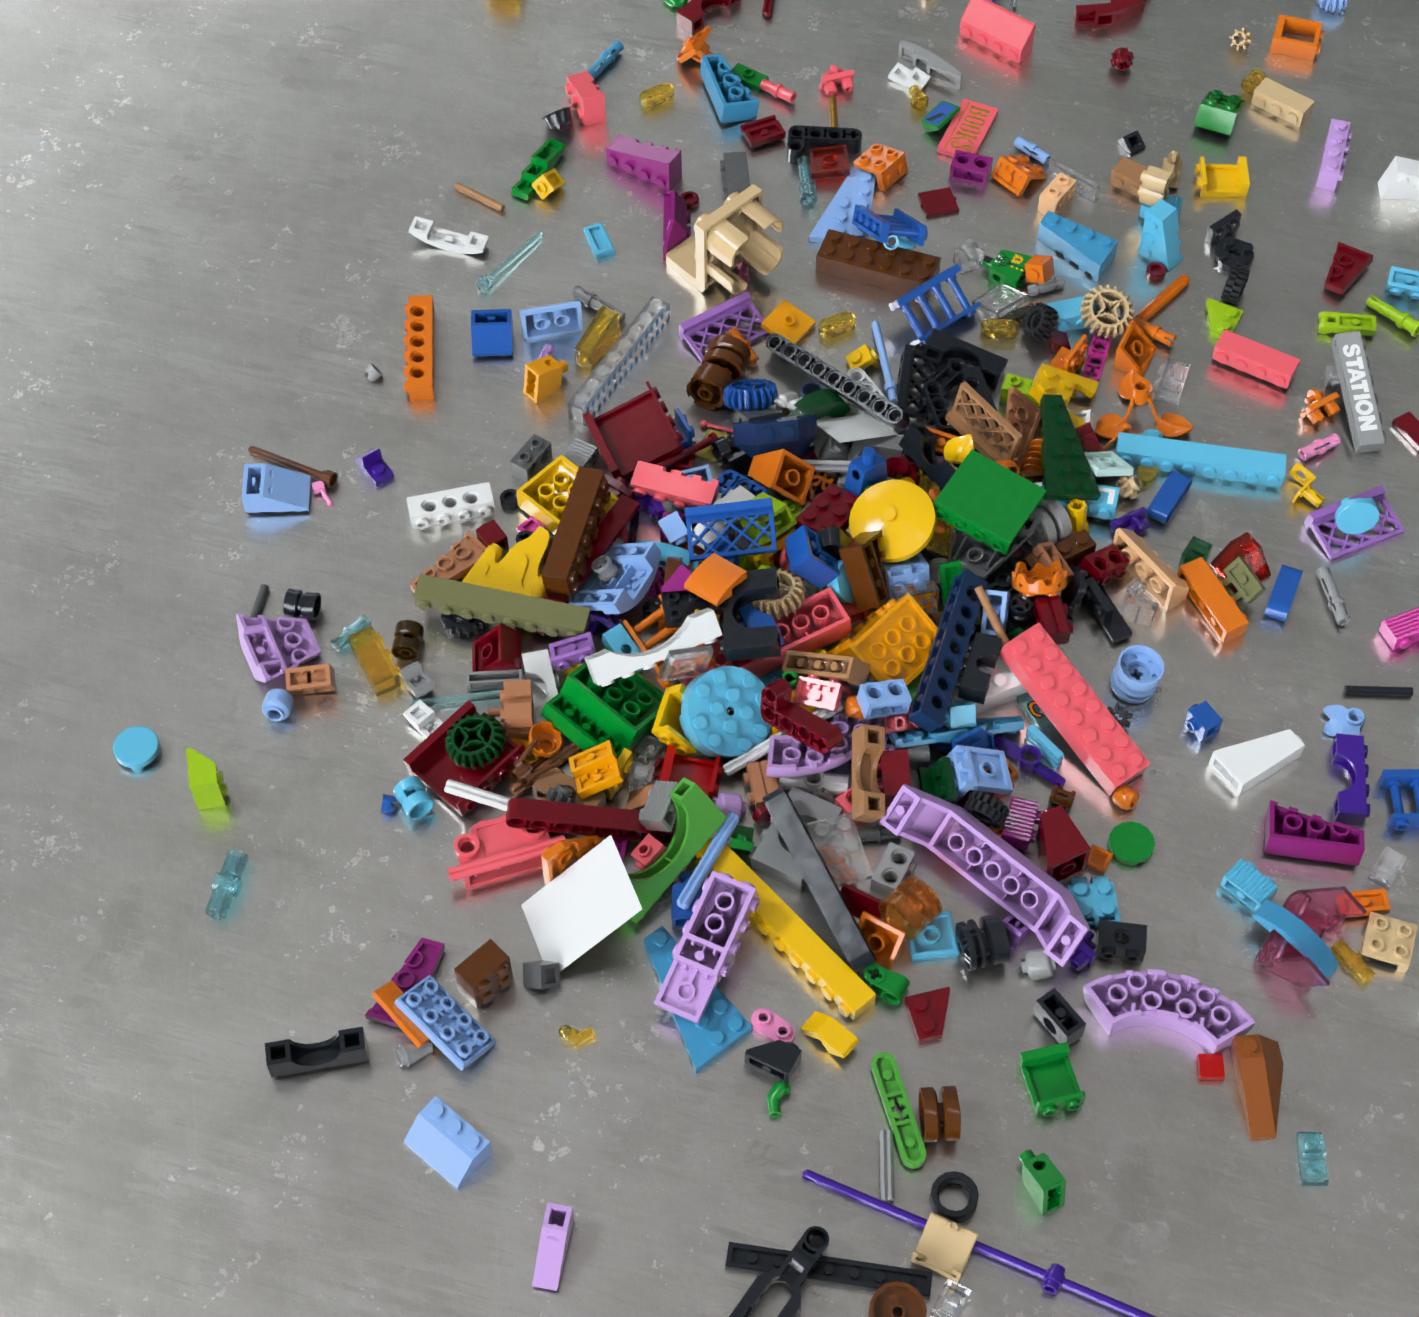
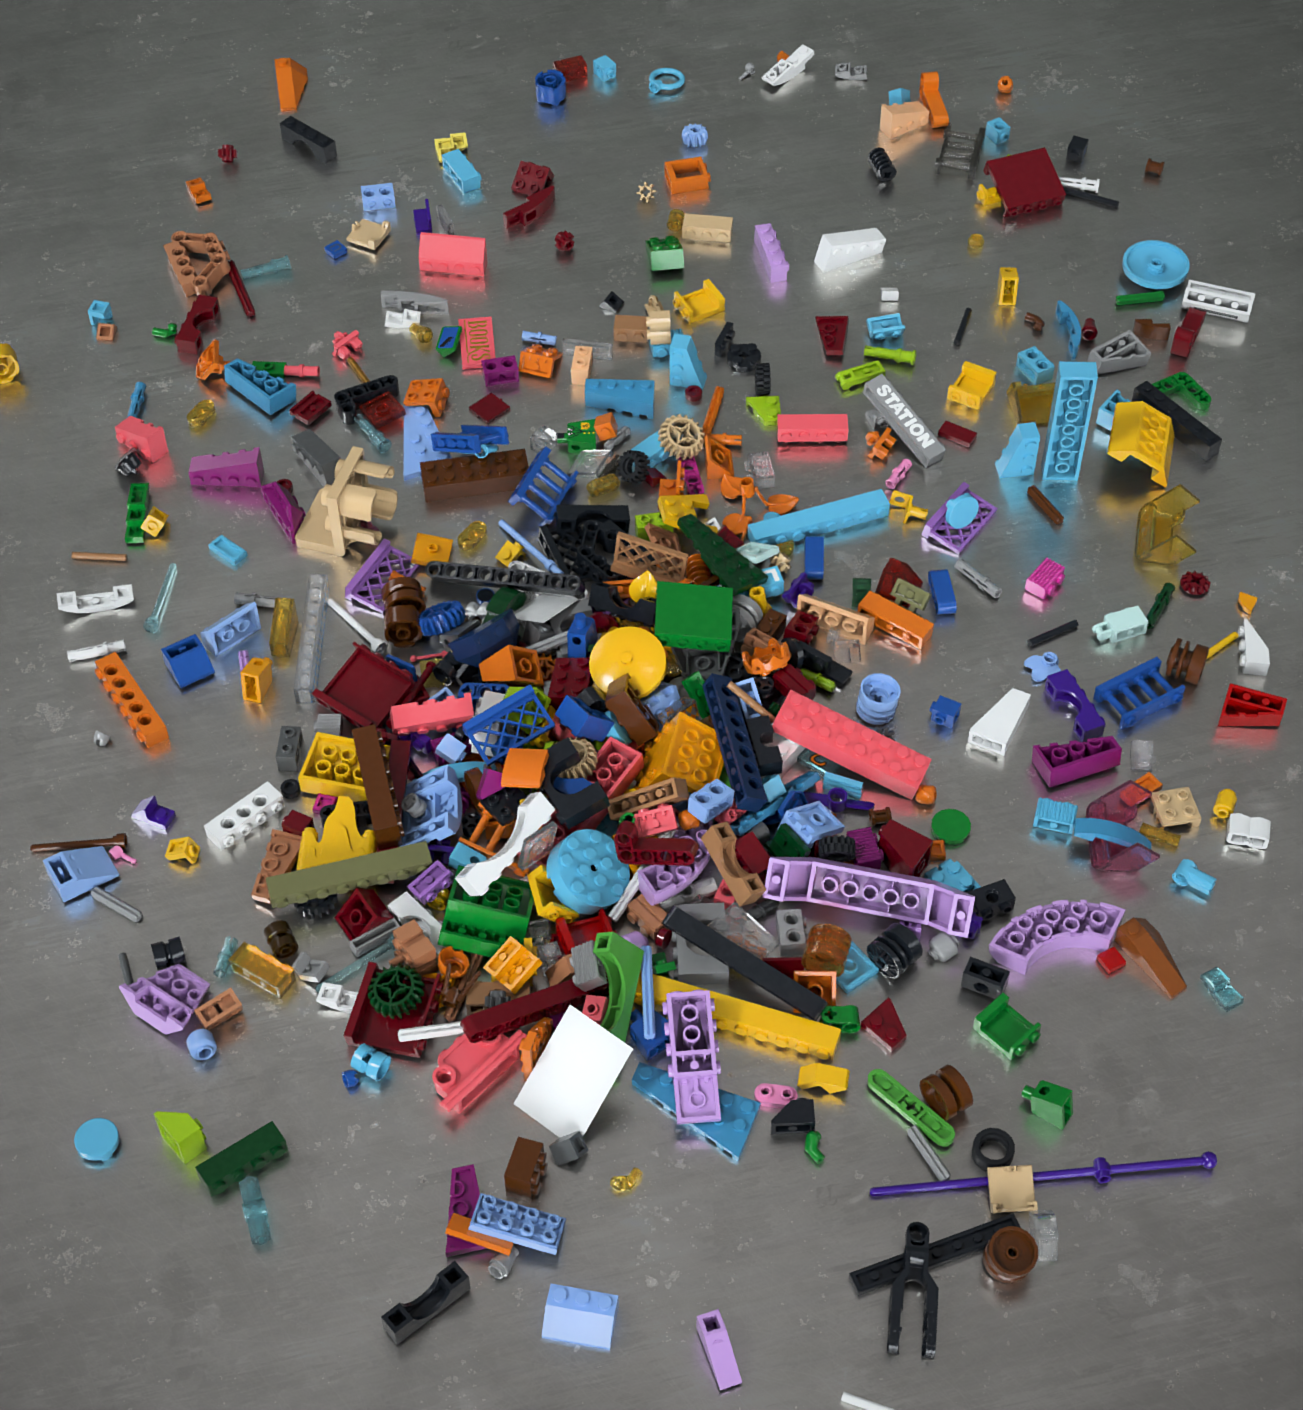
camera: 30 degrees left, 5 degrees down
(245, 830) = (241, 1158): none -> dark green brick
(289, 536) = (116, 904): none -> light grey axle
(377, 511) = (183, 848): none -> yellow bracket
(416, 286) = (95, 651): none -> white pin
(677, 395) = (377, 644): none -> white piece
(1089, 625) = (819, 681): none -> lime axle
(1357, 1019) = (1189, 874): none -> medium azure piece

